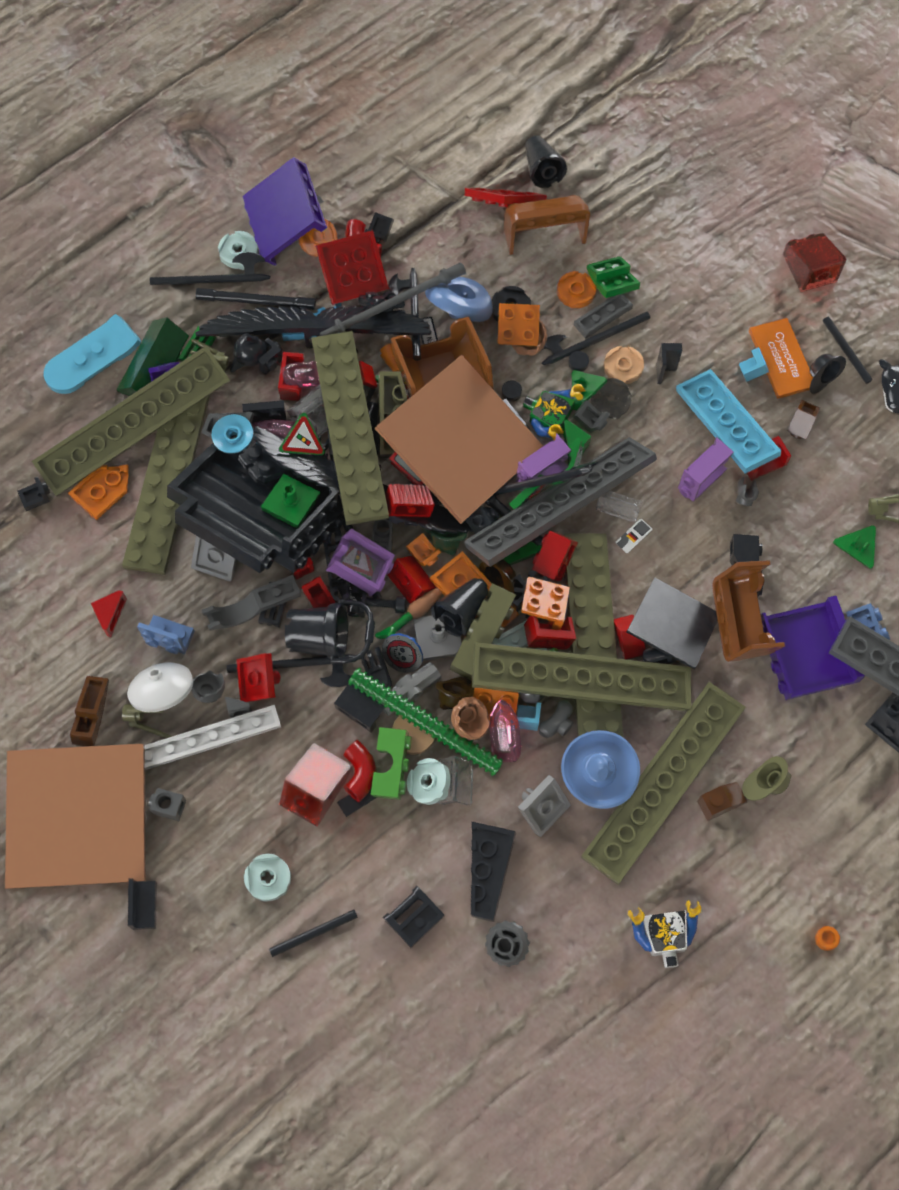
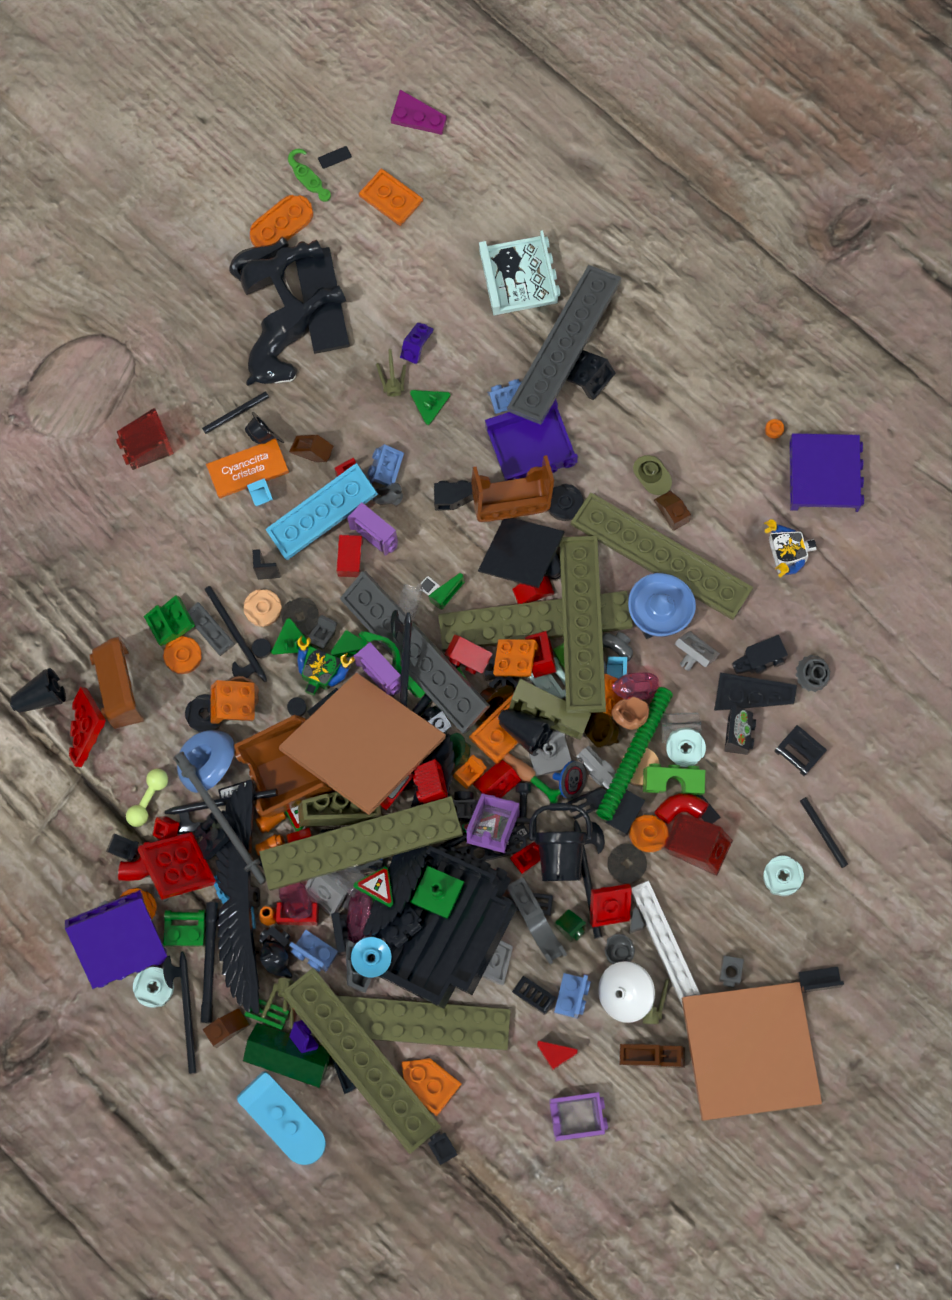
camera: 90 degrees left, 5 degrees up
(39, 628) = (578, 1116): none -> window
(170, 591) = (544, 993): none -> black slope
(187, 307) = (225, 1027): none -> reddish brown slope
(240, 637) = (571, 925): none -> dark green slope
(249, 385) = (316, 951): none -> medium blue bracket
(286, 278) = (184, 935): none -> green plate
(294, 346) = (271, 918): none -> orange cone
(313, 715) = (619, 871): none -> clear smoke plate
(334, 731) = (648, 833): none -> orange tile
(366, 355) = (273, 841): none -> orange cone
(395, 266) = (165, 827): none -> red slope
(397, 543) = (463, 795): none -> black tile
(411, 242) = (137, 814): none -> yellowish green piece
(441, 844) = (738, 731): none -> black slope
(532, 882) = (761, 656): none -> black hinge
(630, 543) = (445, 593): none -> green slope
(677, 445) = (349, 555): none -> red panel
(736, 679) = (565, 502): none -> black tile
(767, 994) = (826, 471): none -> dark purple panel
(782, 492) = (385, 465): none -> medium blue bracket

